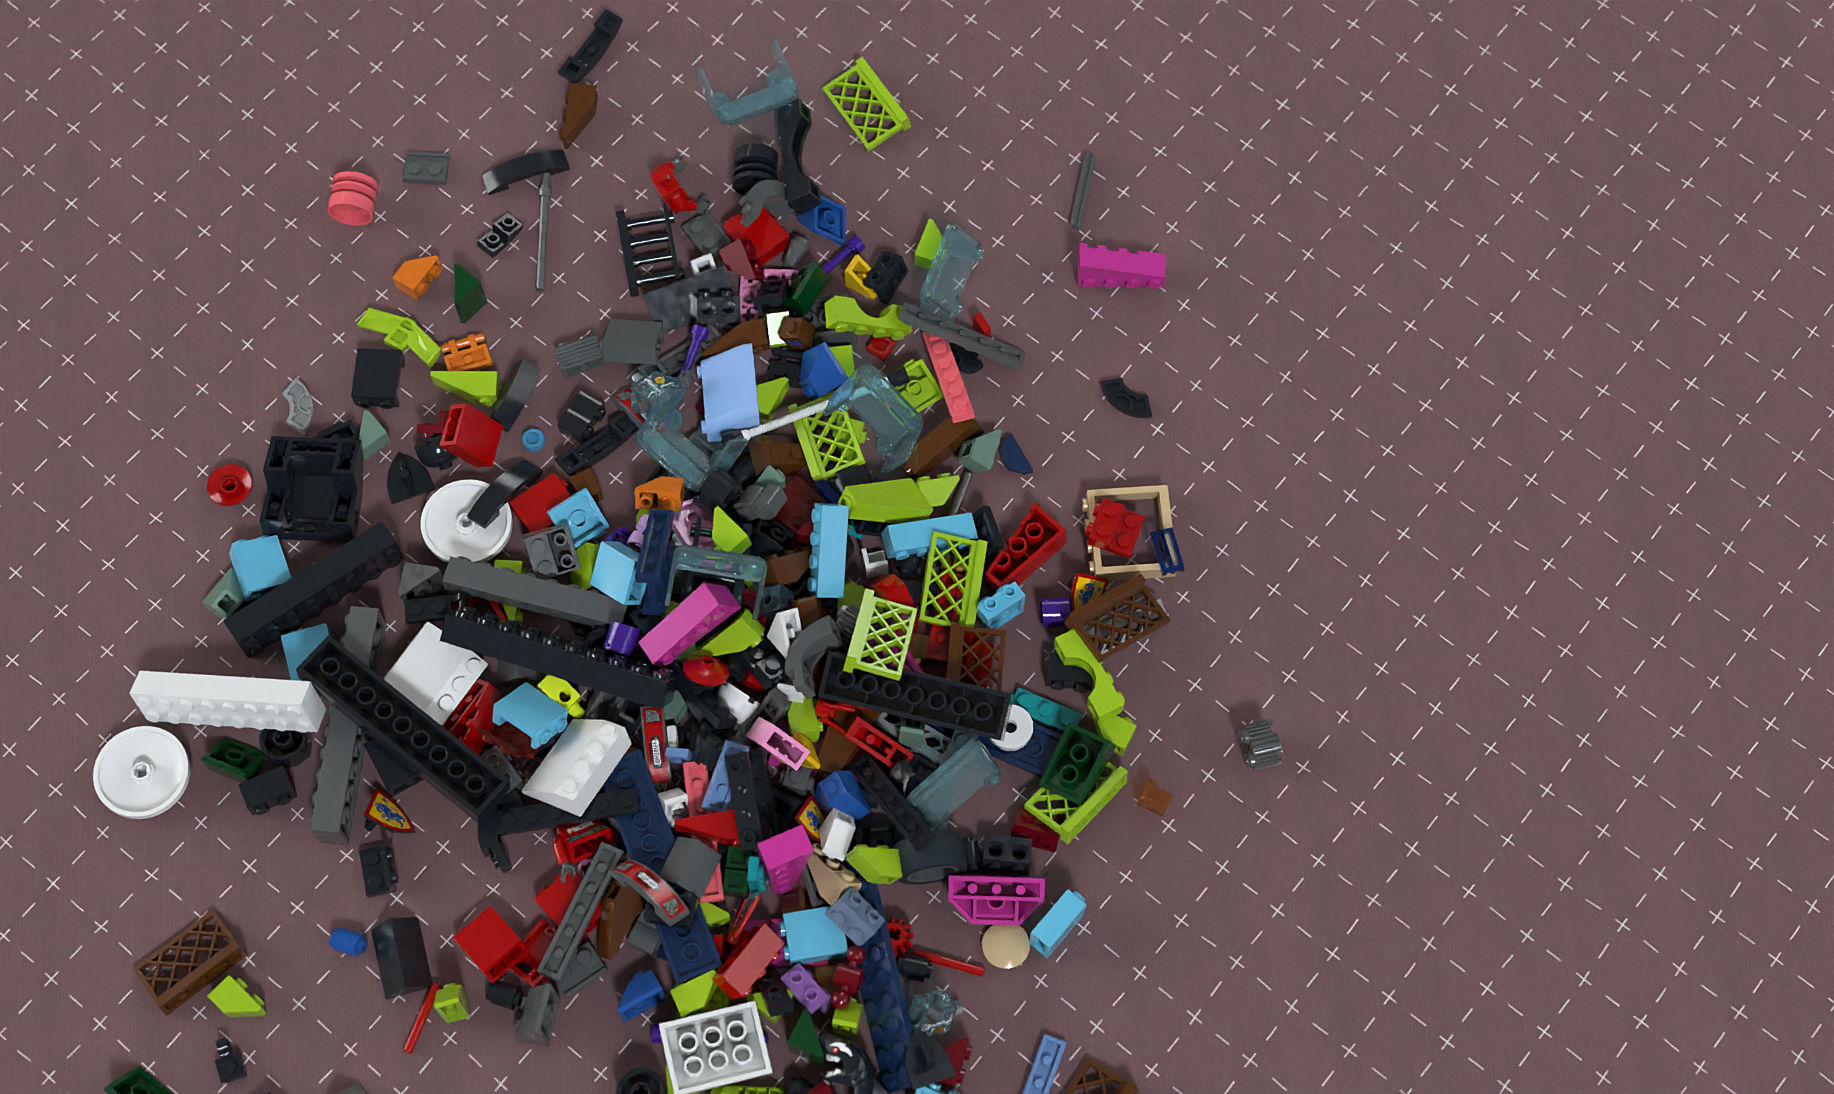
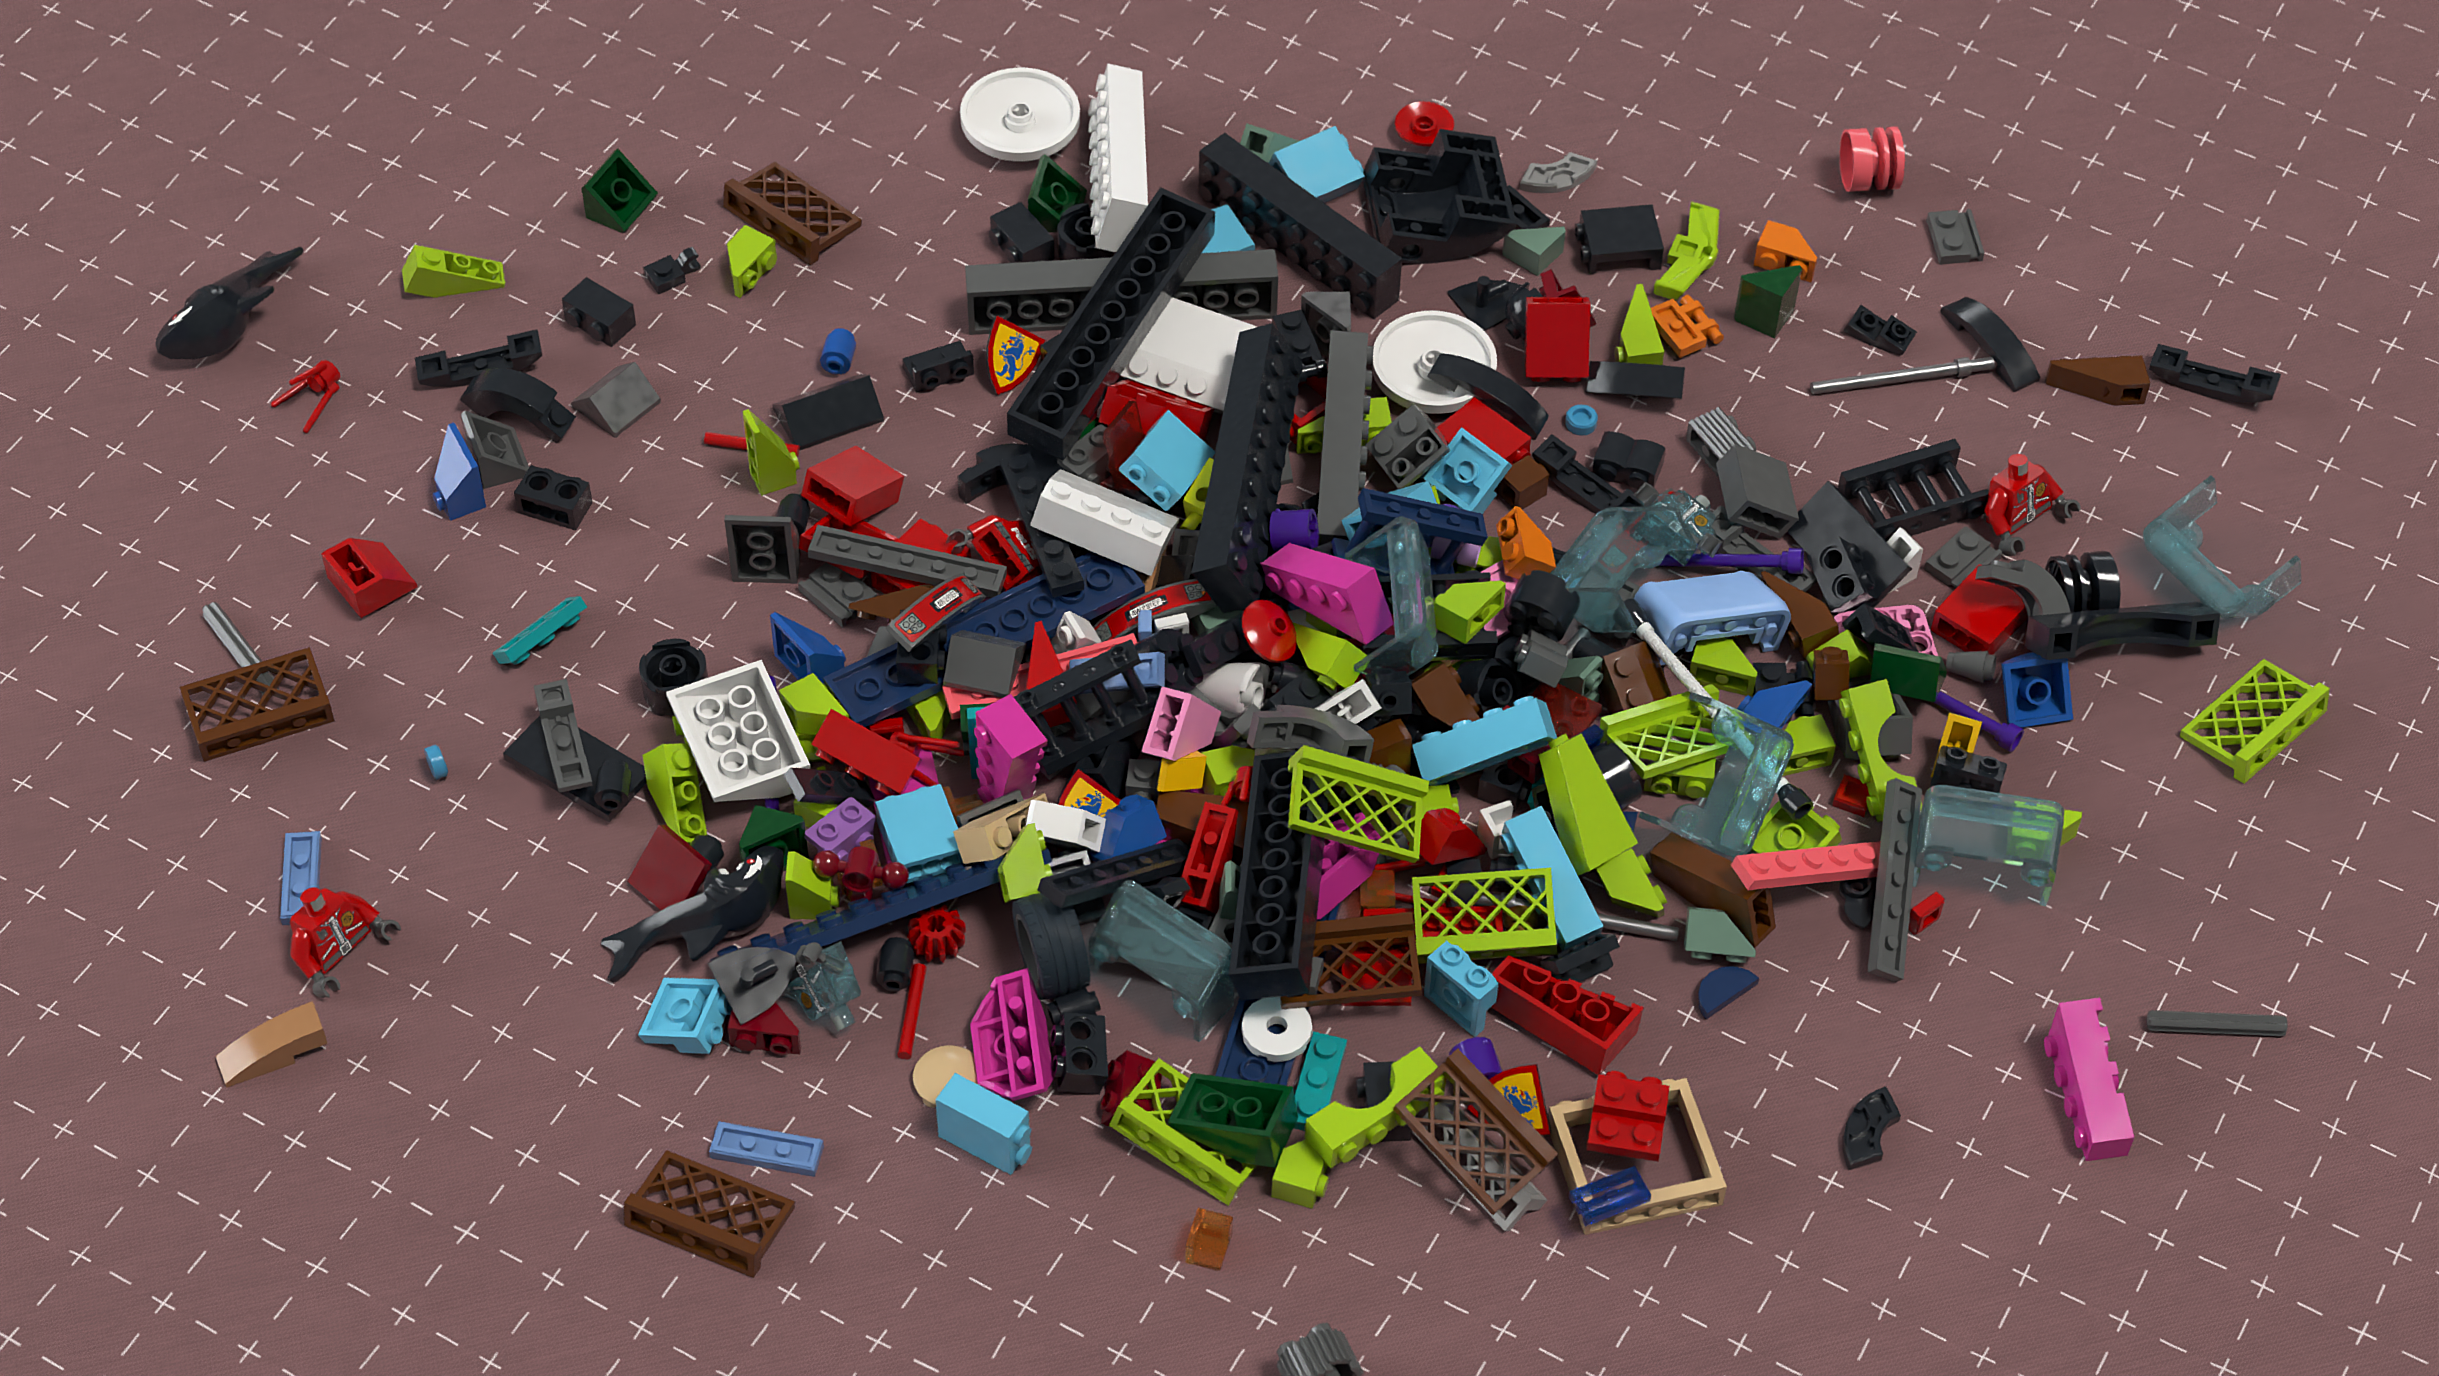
camera: 80 degrees right, 15 degrees down
(742, 259) = (1926, 591): dark red slope -> none
(855, 917) = (944, 854): sand blue bracket -> none

